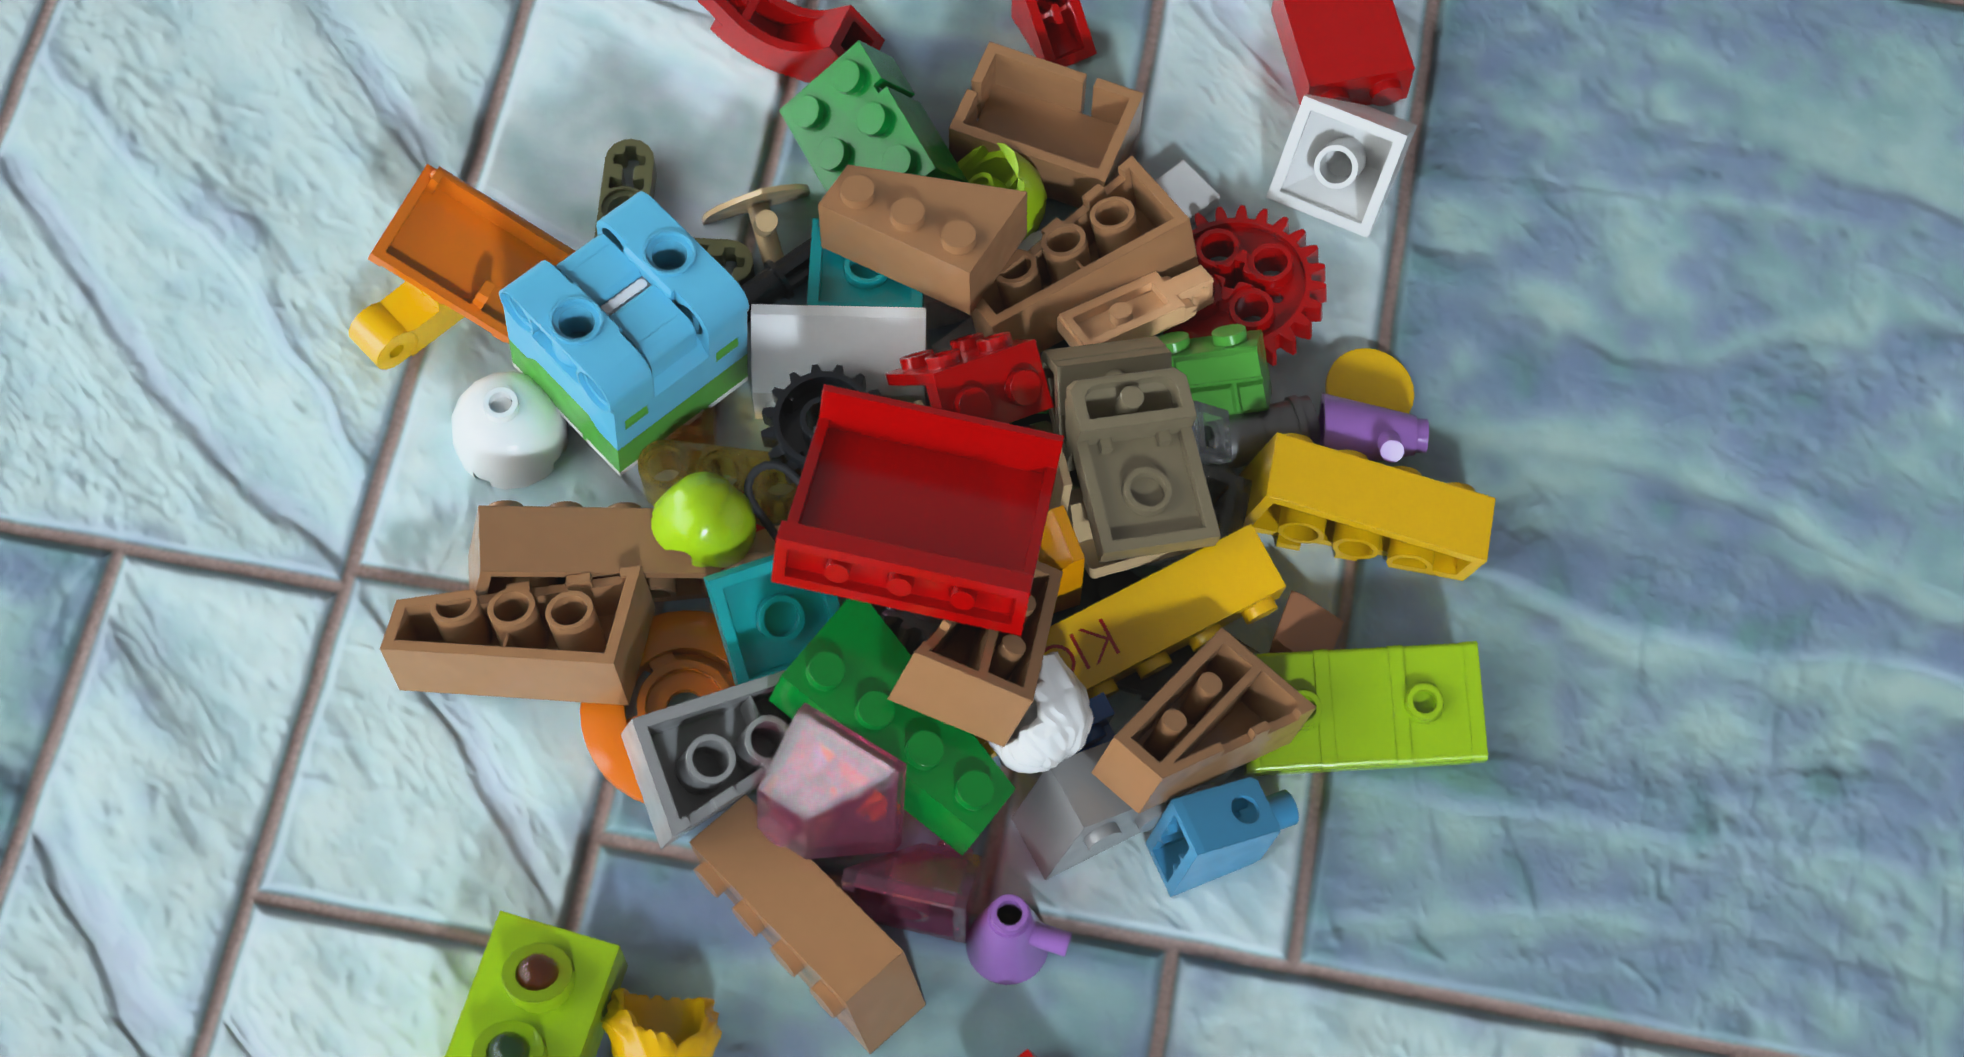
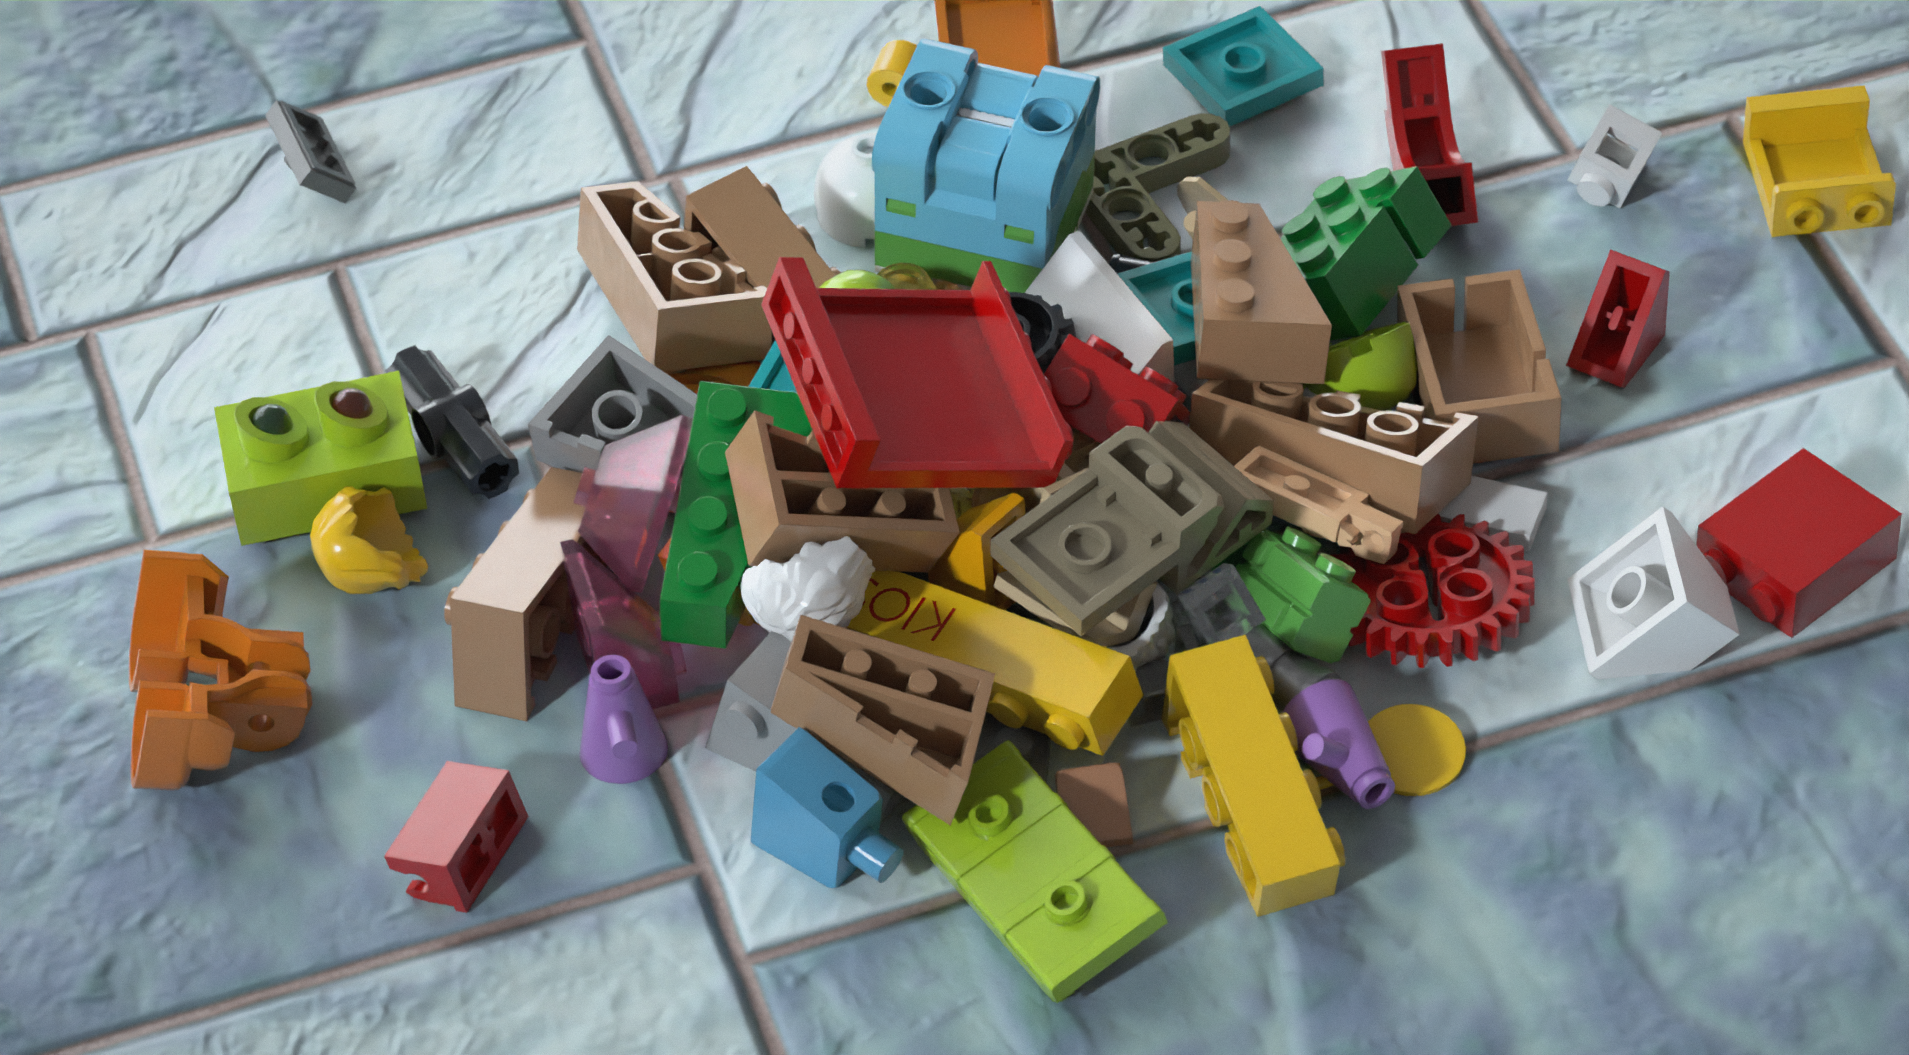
camera: 65 degrees right, 20 degrees down
(101, 849) = (310, 151): none -> dark grey plate
(547, 892) = (454, 423): none -> black piece
(571, 93) = (1243, 66): none -> teal plate

